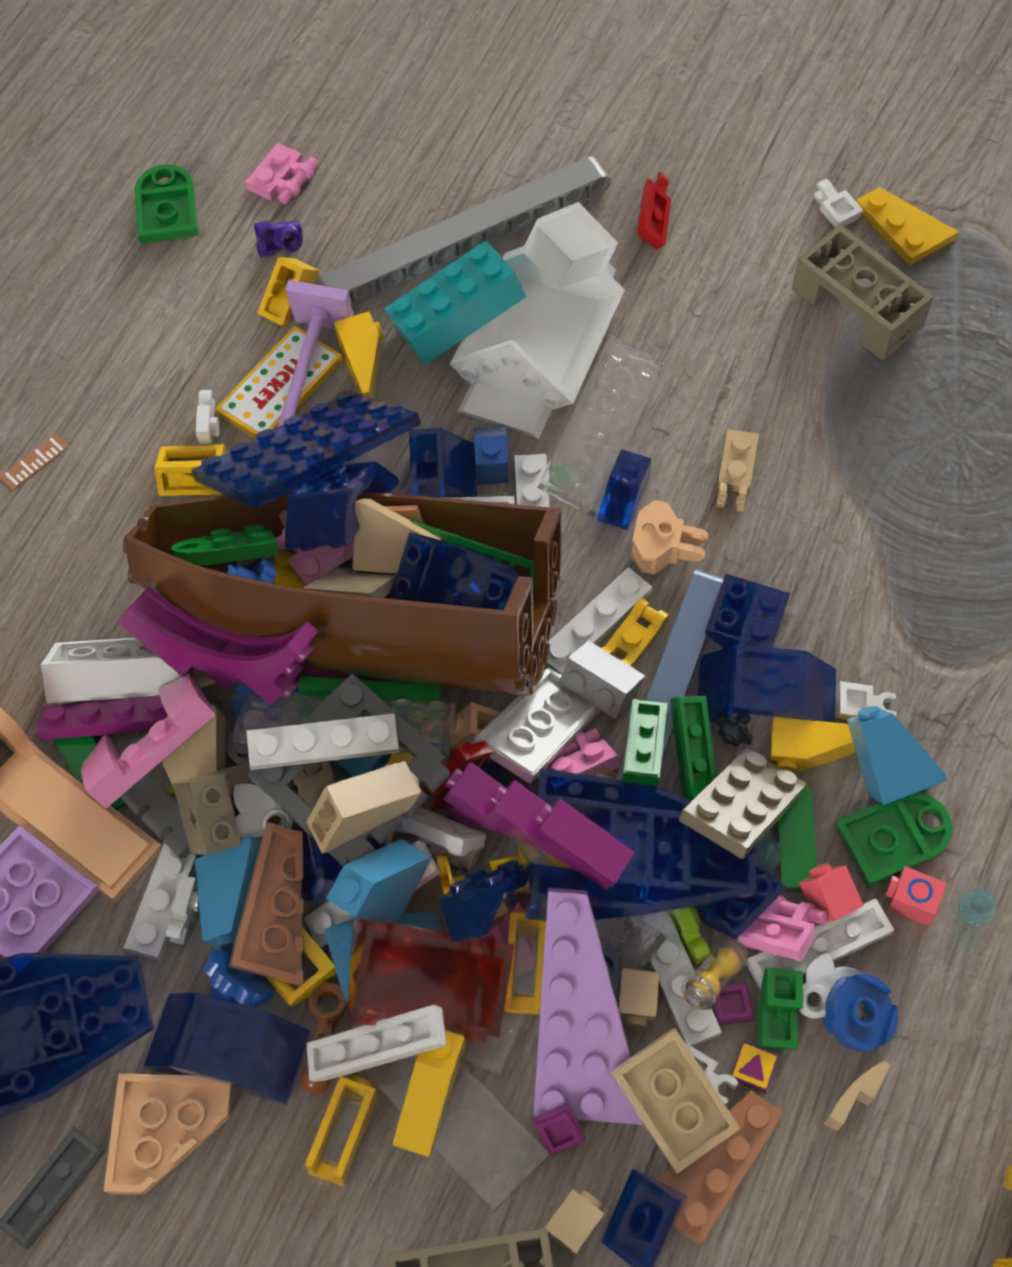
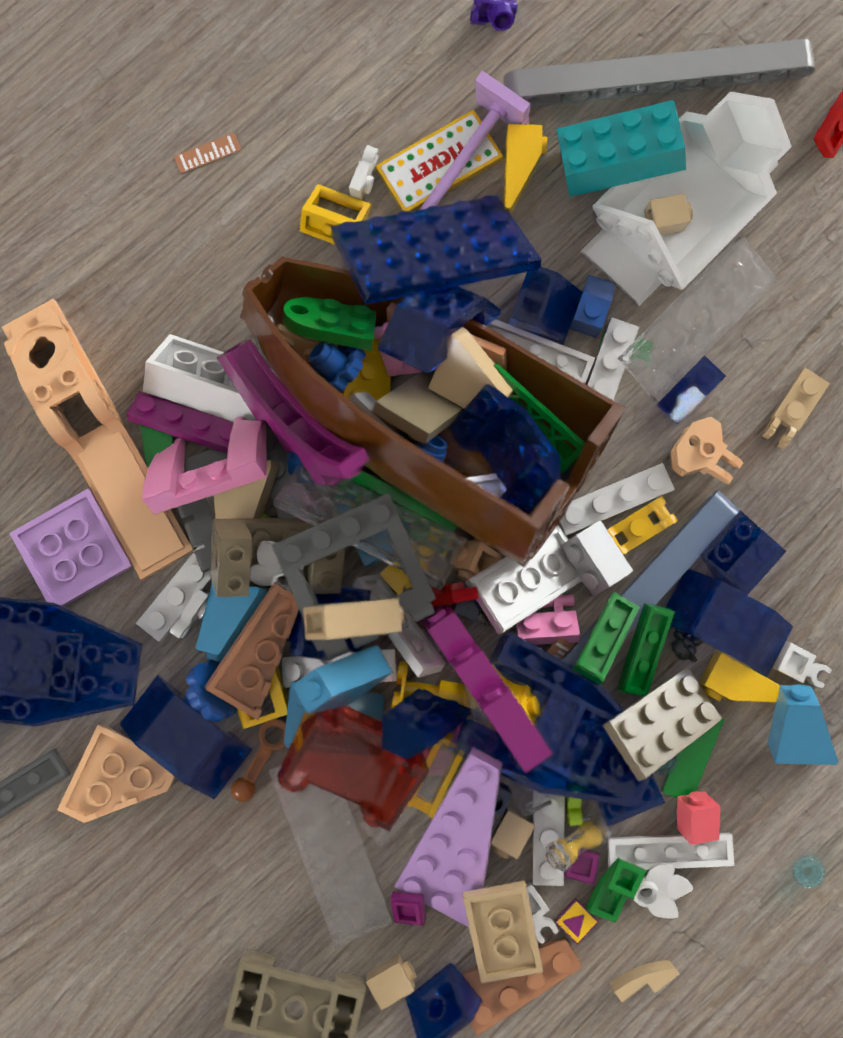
camera: 20 degrees right, 20 degrees up
(275, 301) = (487, 57): yellow arch -> none
(322, 741) = (340, 547): white plate -> none
(341, 1130) = (248, 838): yellow window -> none
(376, 1045) = (310, 805): white plate -> none
(429, 1095) = (322, 843): yellow slope -> none
(532, 339) = (669, 213): none -> tan brick
(782, 934) = (645, 839): bright pink plate -> none
(842, 1017) = (666, 909): blue plate -> none
(894, 837) = (771, 790): green plate -> none
(915, 895) = (764, 844): coral brick -> none

